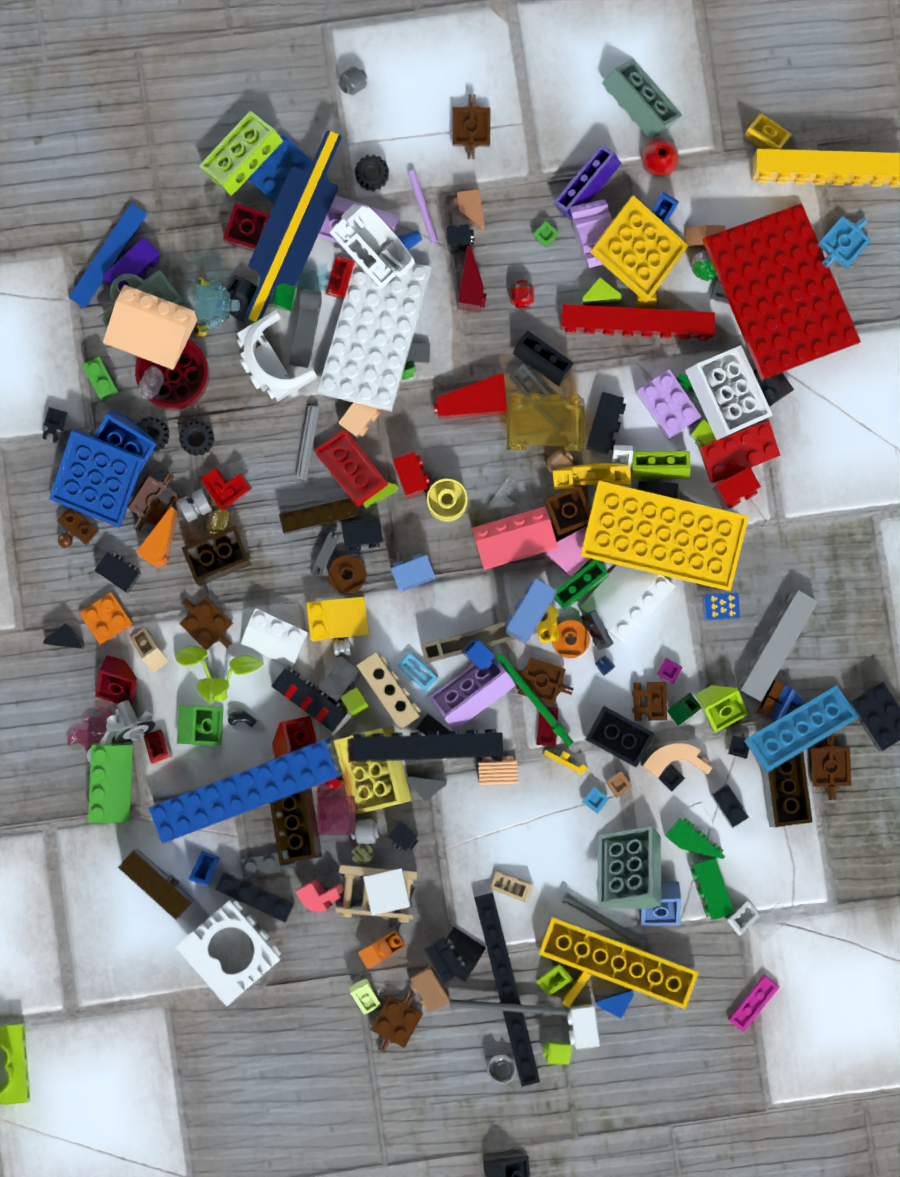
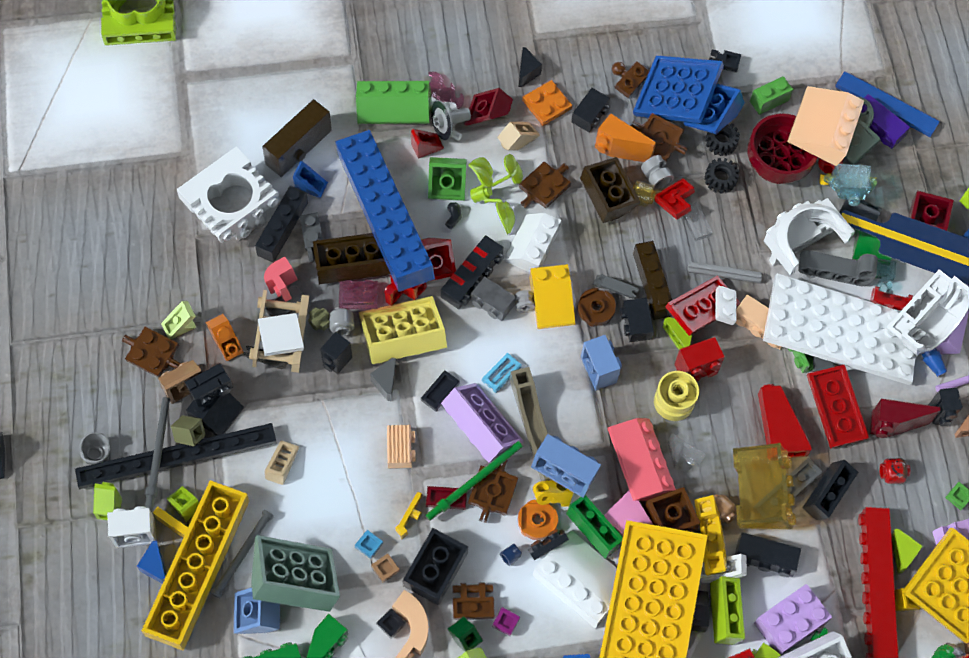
camera: 85 degrees right, 20 degrees down
(151, 383) = (771, 124): clear plate -> none
(351, 445) = (725, 305): none -> white plate
(355, 702) = (468, 310): lime slope -> none
(368, 669) = (481, 340): tan brick -> none
(425, 746) = (425, 370): black brick -> none
(456, 342) = (837, 406): none -> red plate
(478, 654) = (519, 423): blue brick -> none
(484, 979) = (188, 430): none -> olive brick

